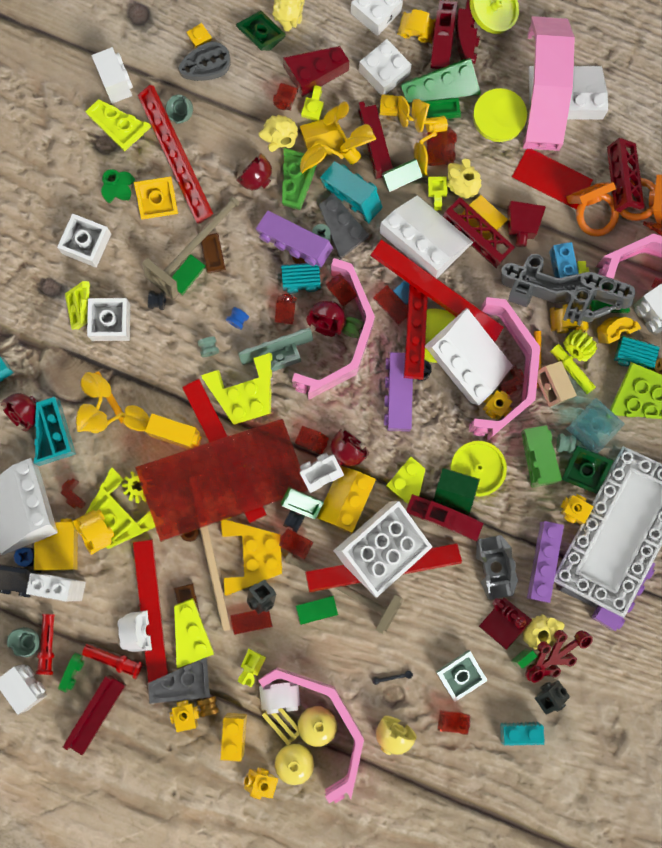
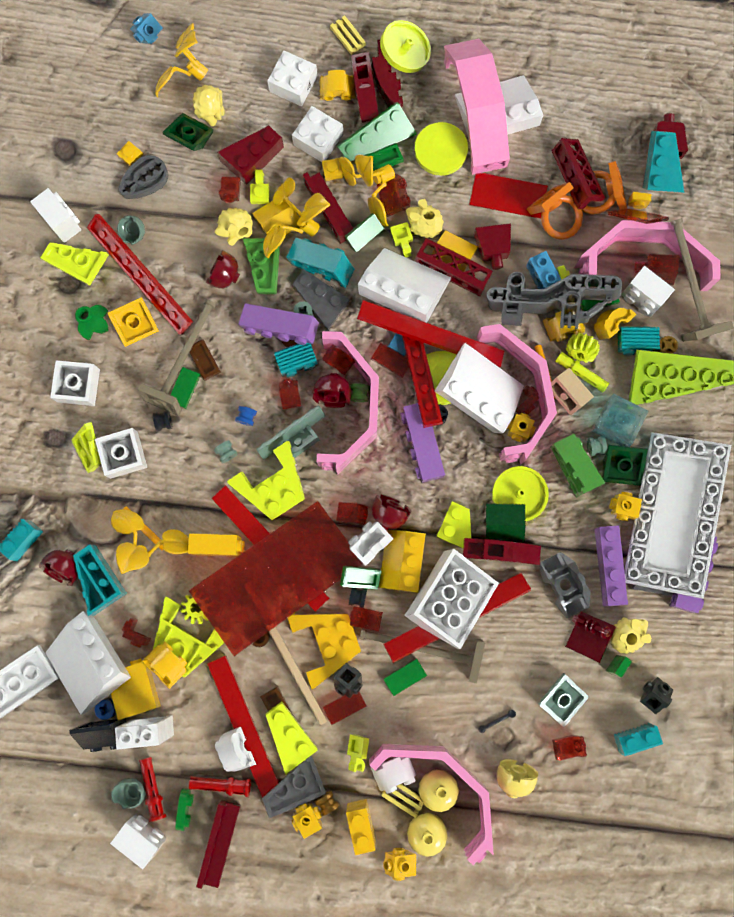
camera: 10 degrees left, 0 degrees up
(539, 669) = (651, 654): dark red plant -> none

